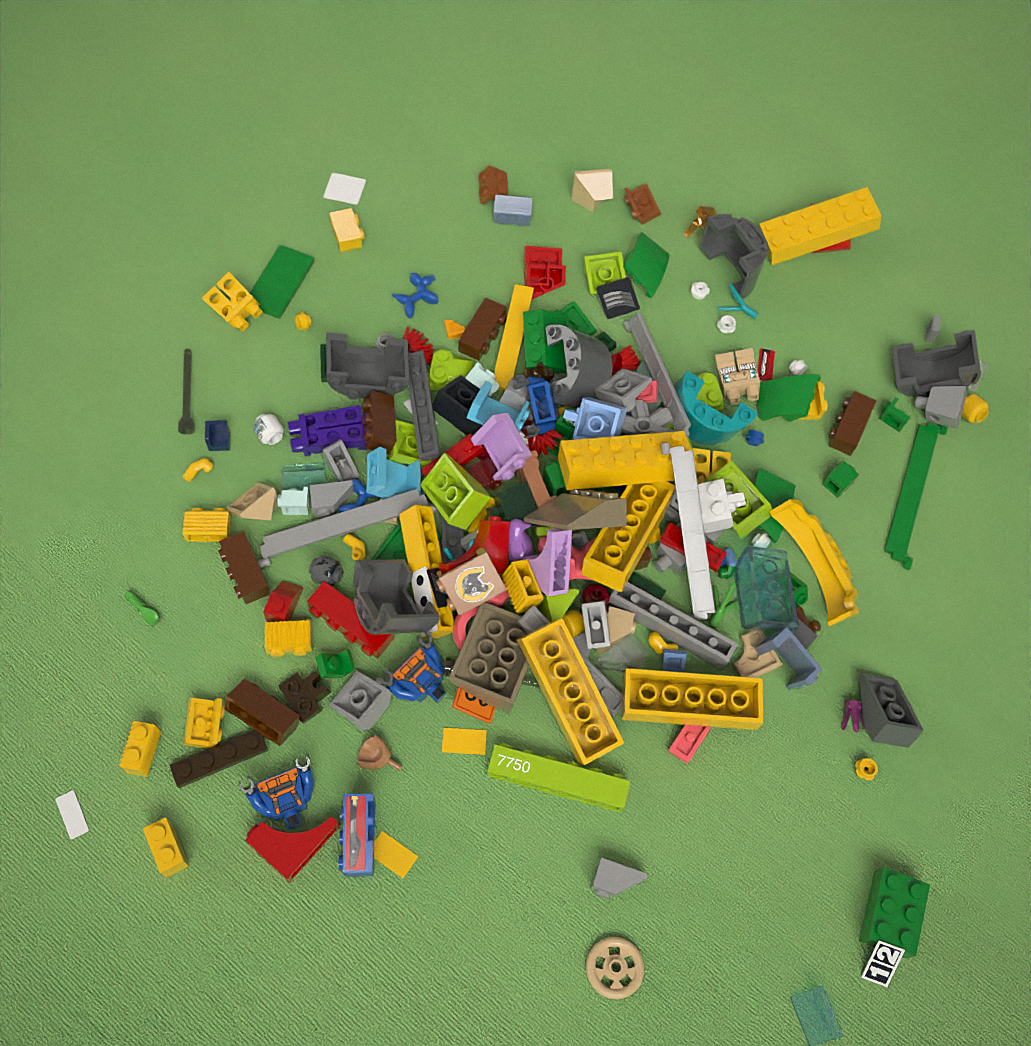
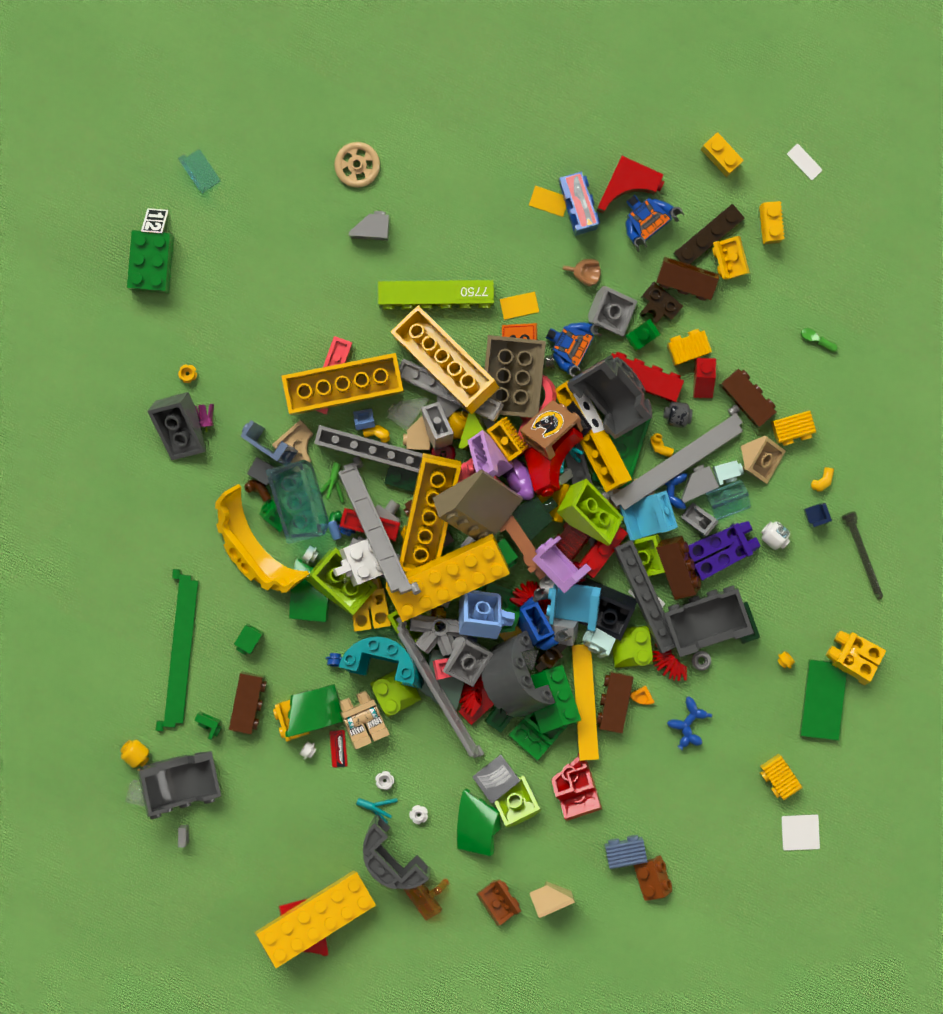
camera: 175 degrees right, 25 degrees up
(944, 405) = (164, 743): light grey torso -> none

